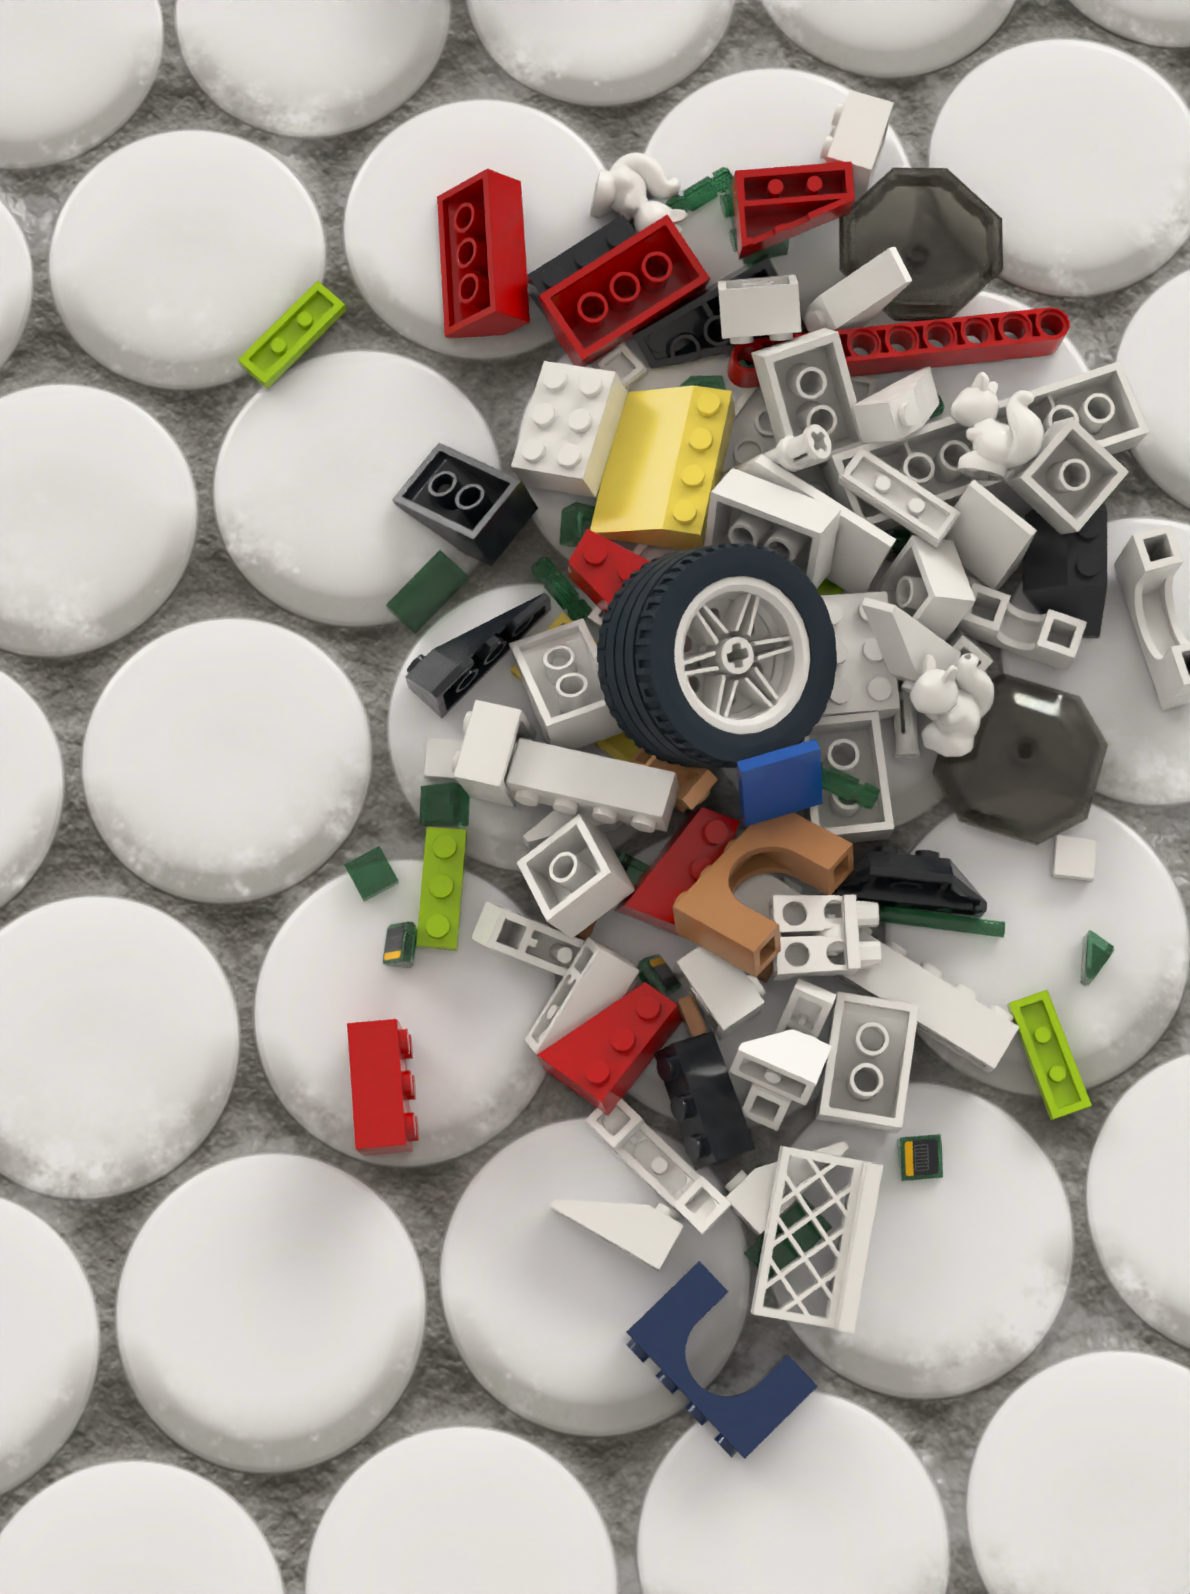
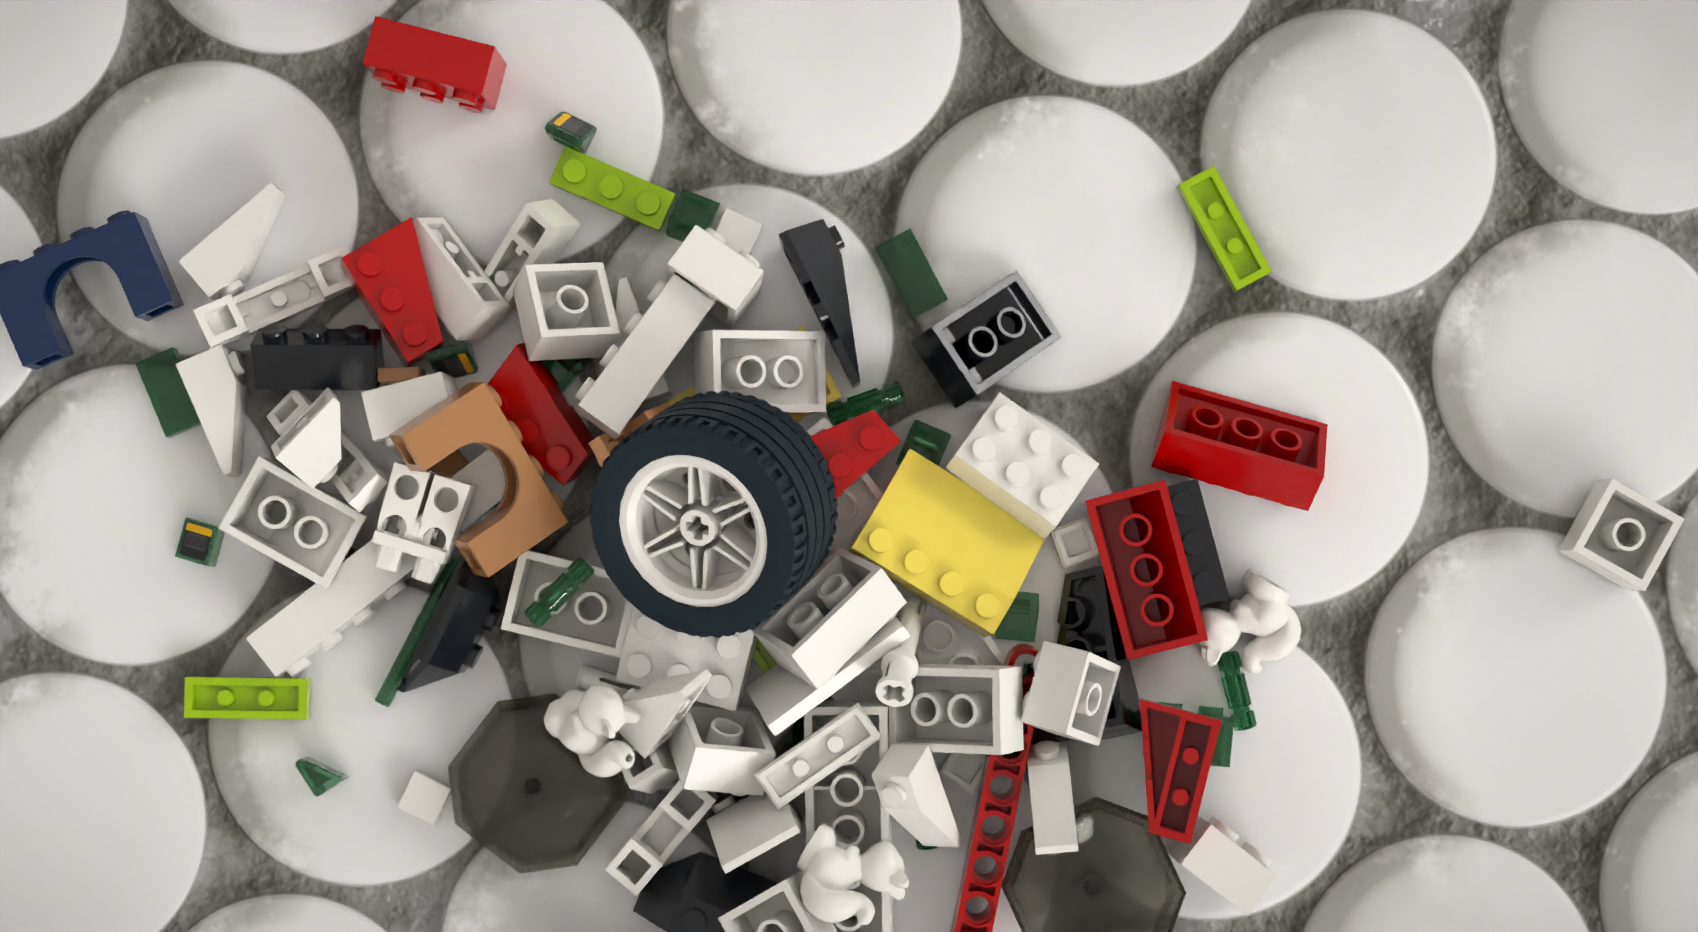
camera: 110 degrees right, 10 degrees up
(371, 873) = (650, 128): clear green tile -> none
(780, 782) = (570, 529): blue tile -> none
(852, 1243) = (129, 440): white fence -> none

